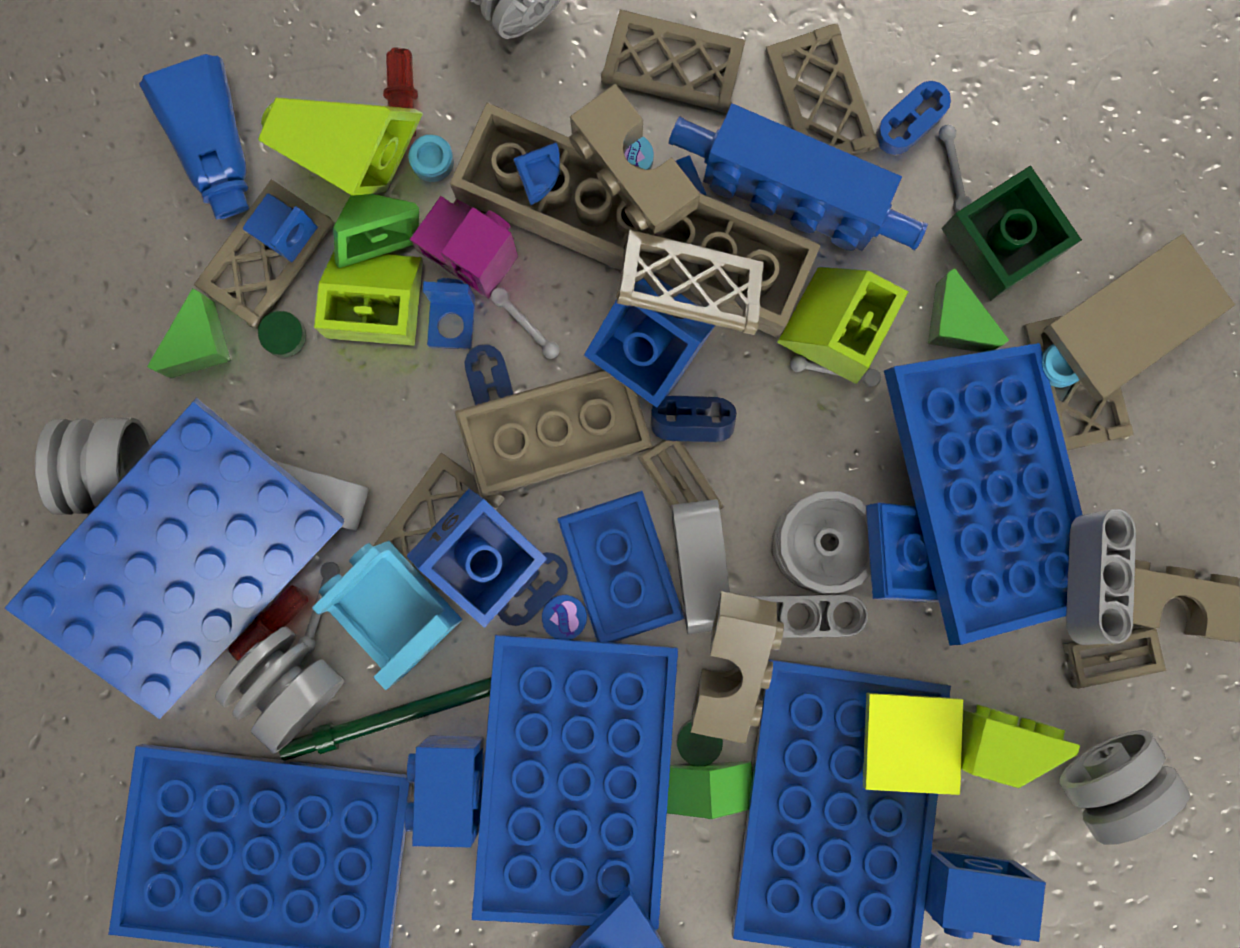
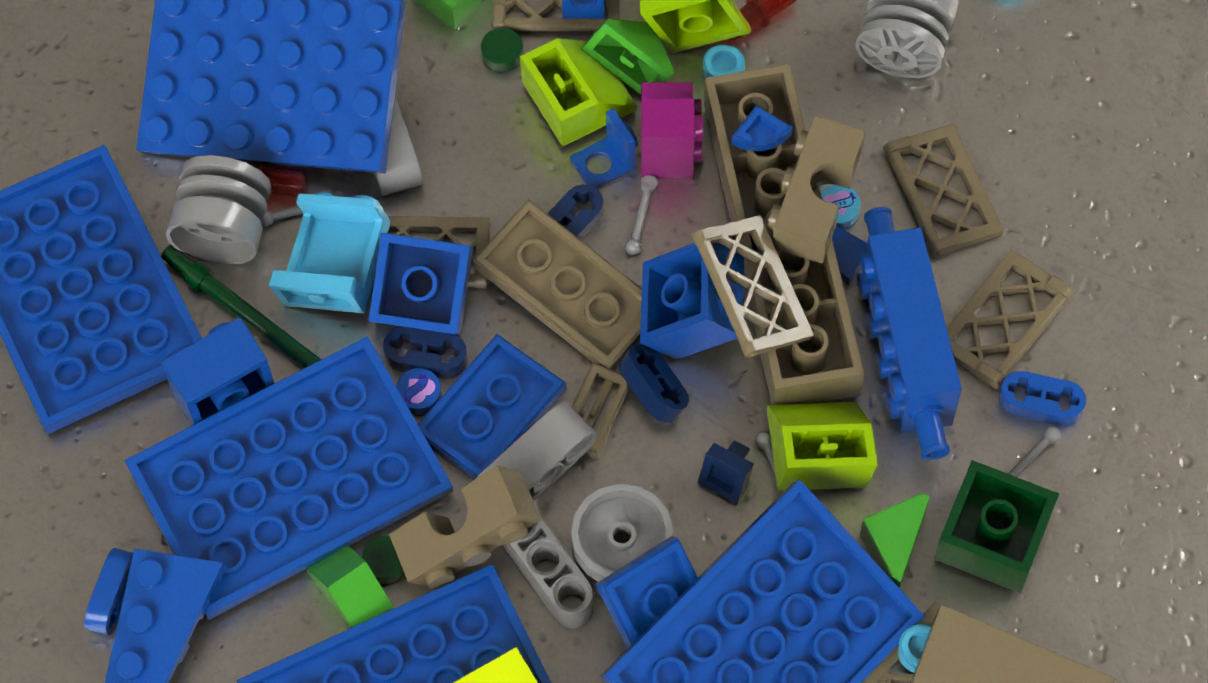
camera: 60 degrees right, 20 degrees down
(812, 412) = (726, 470): none -> dark blue tile

